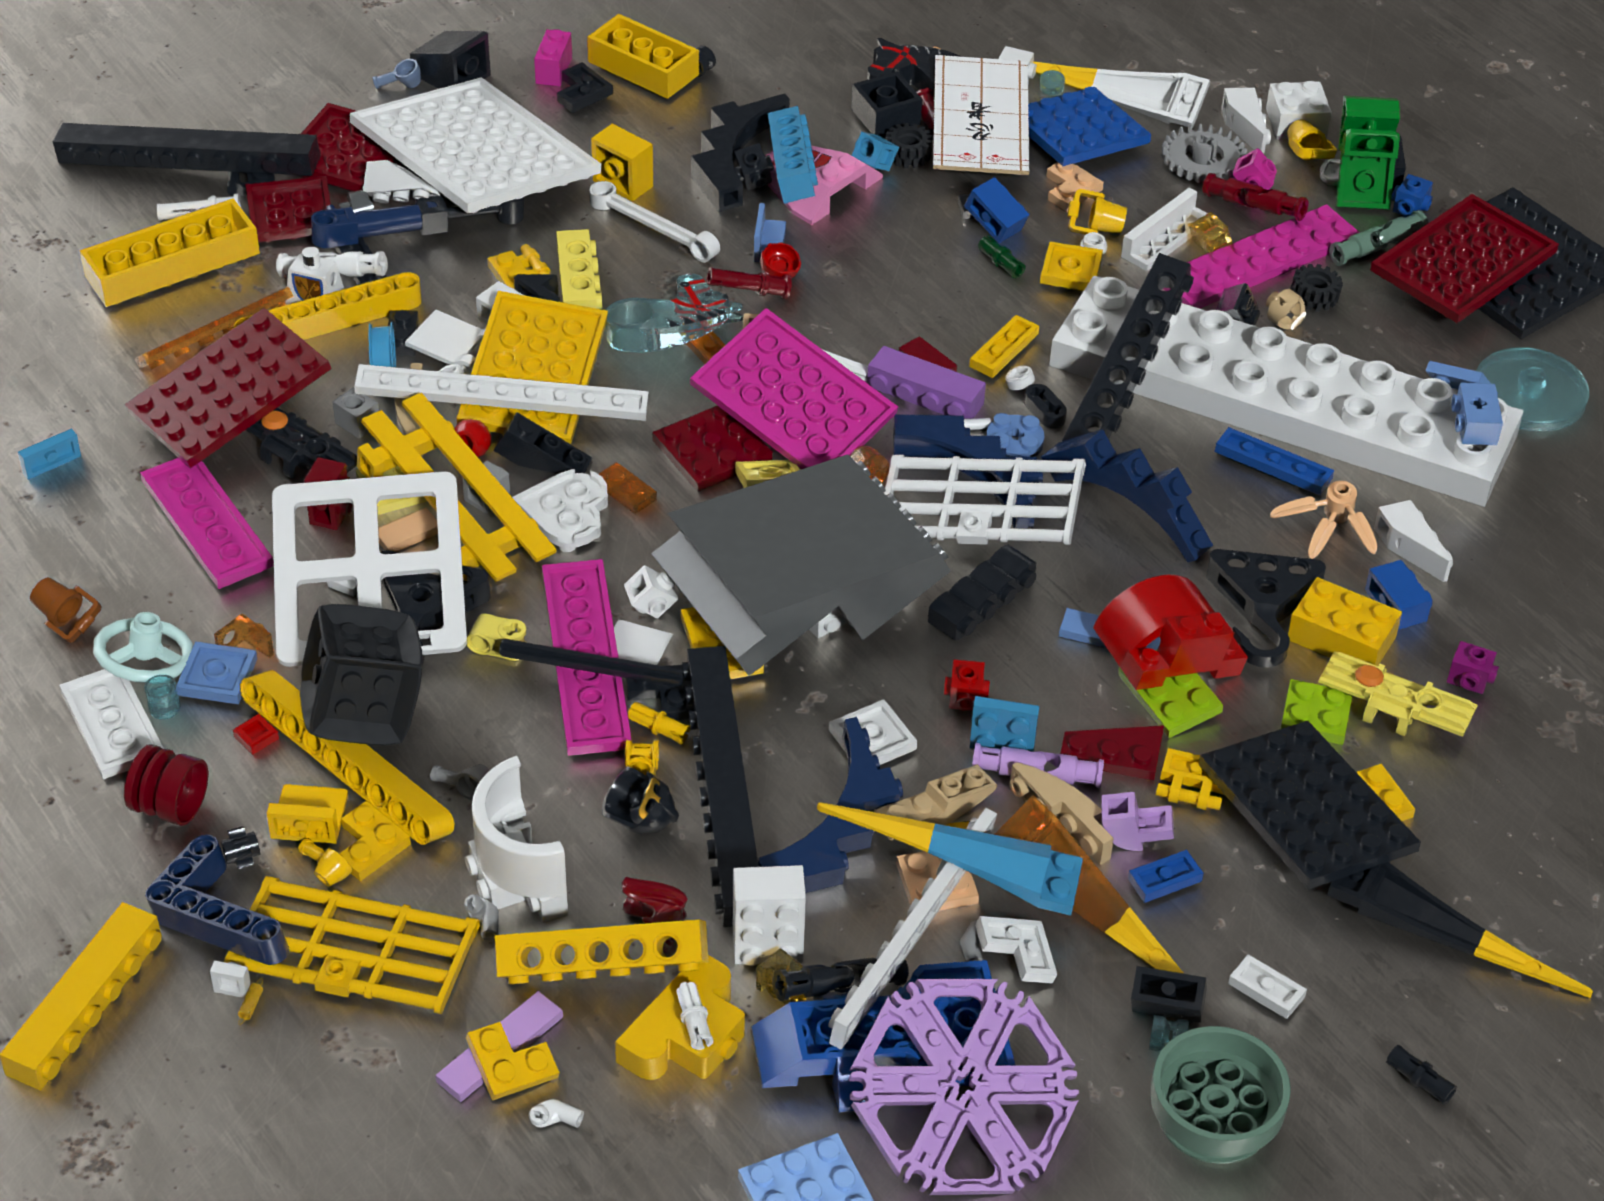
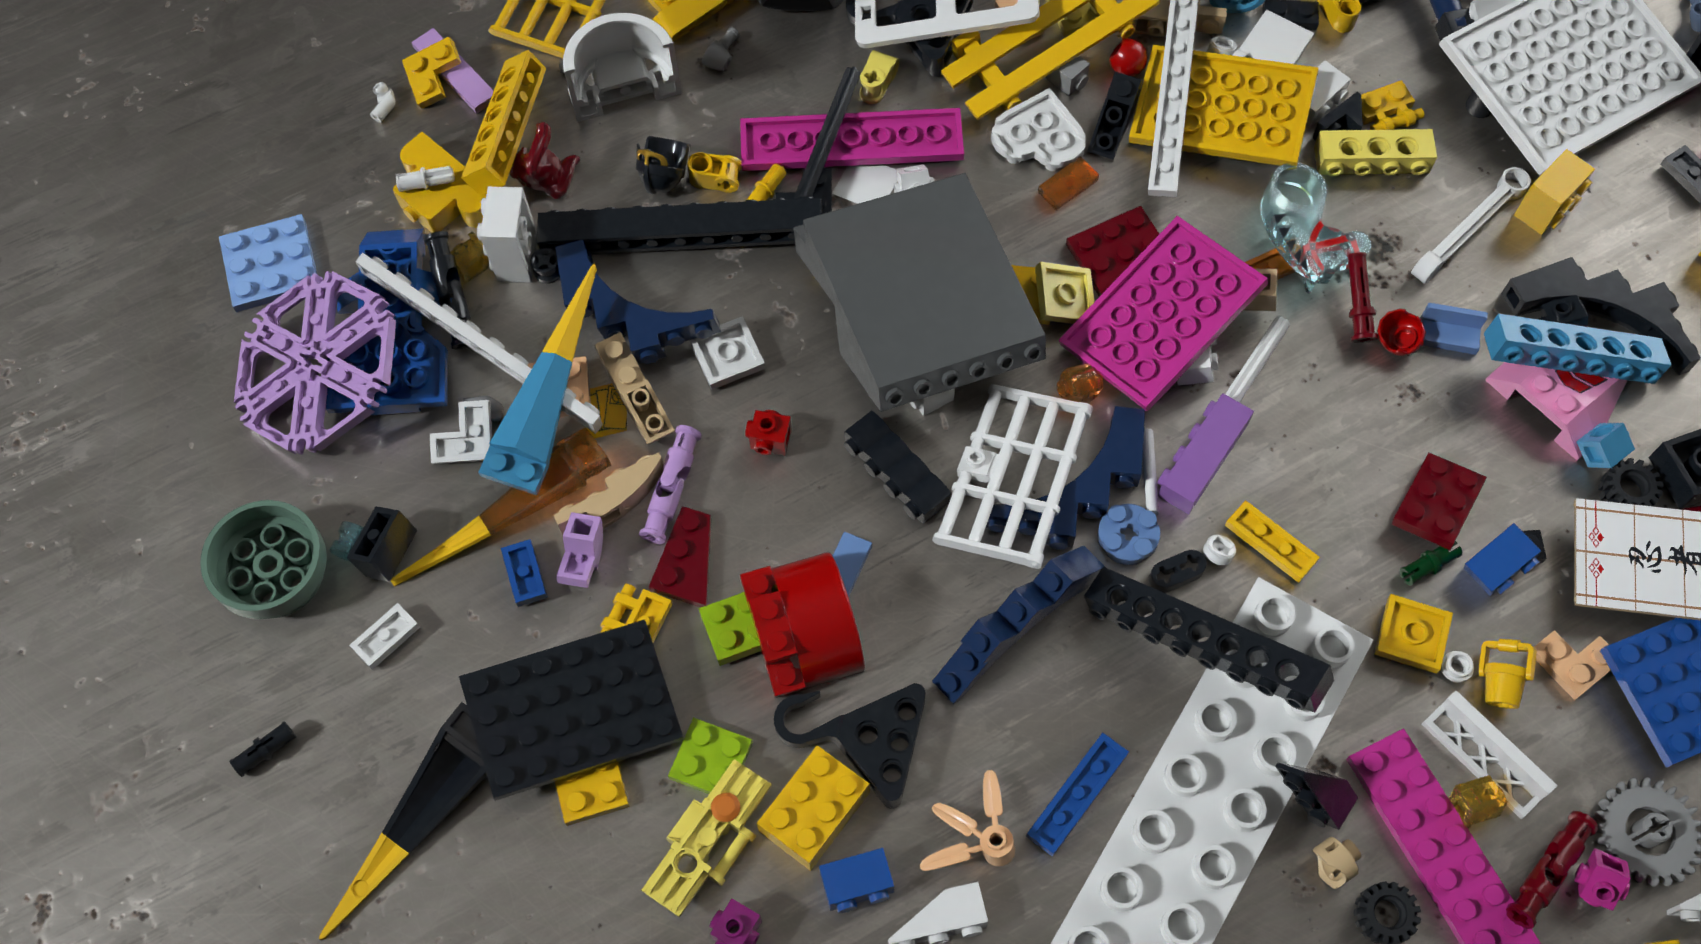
camera: 100 degrees right, 20 degrees up
(923, 350) = (1253, 464): dark red tile -> none
(944, 246) = (1439, 501): none -> dark red plate
(1003, 724) = (704, 453): dark azure plate -> none

